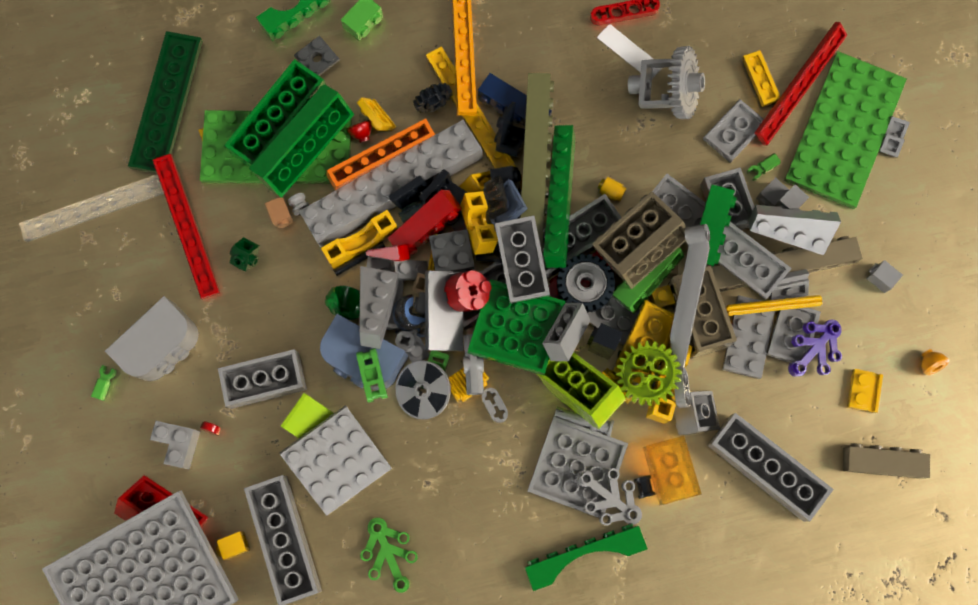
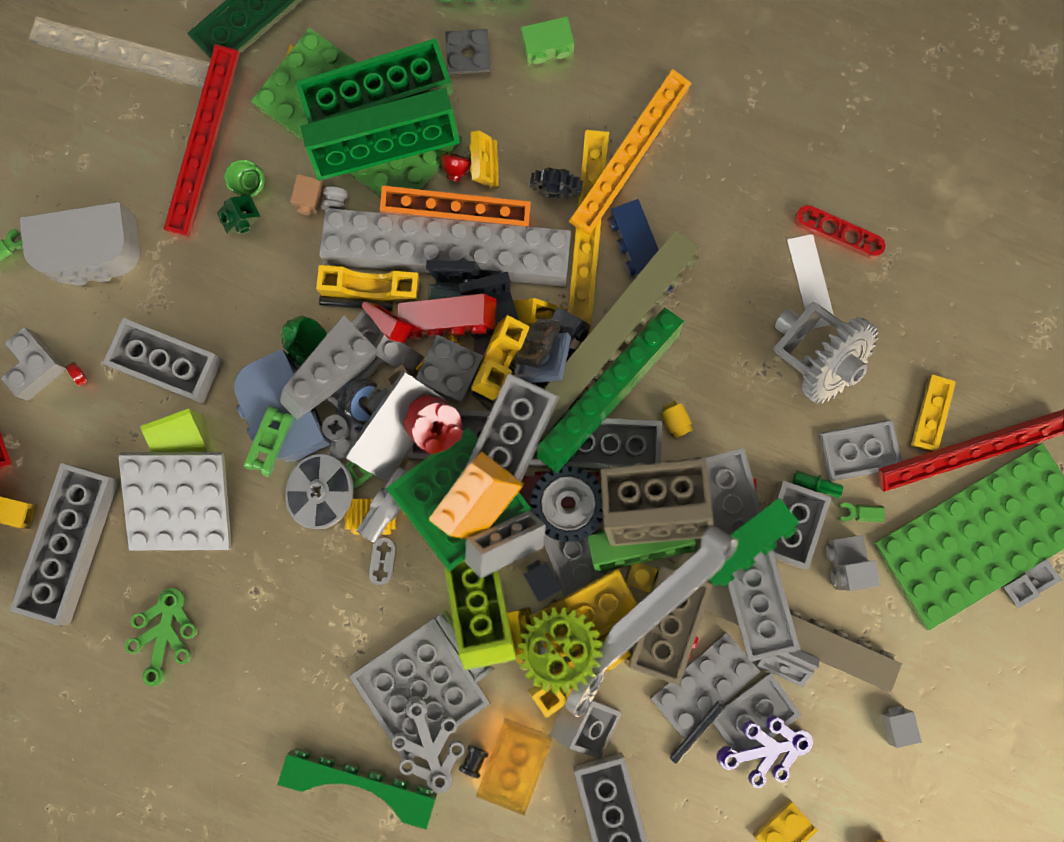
camera: 30 degrees right, 5 degrees up
(231, 229) = (244, 178): none -> bright green hair
(509, 137) = (608, 282): black bracket -> none
(530, 313) = (476, 498): none -> light orange slope
(723, 167) = (817, 484): none -> green axle
(766, 367) = (697, 732): none -> black bar
(774, 305) = (755, 672): yellow axle -> none
(800, 228) = (839, 608): light grey wedge -> none

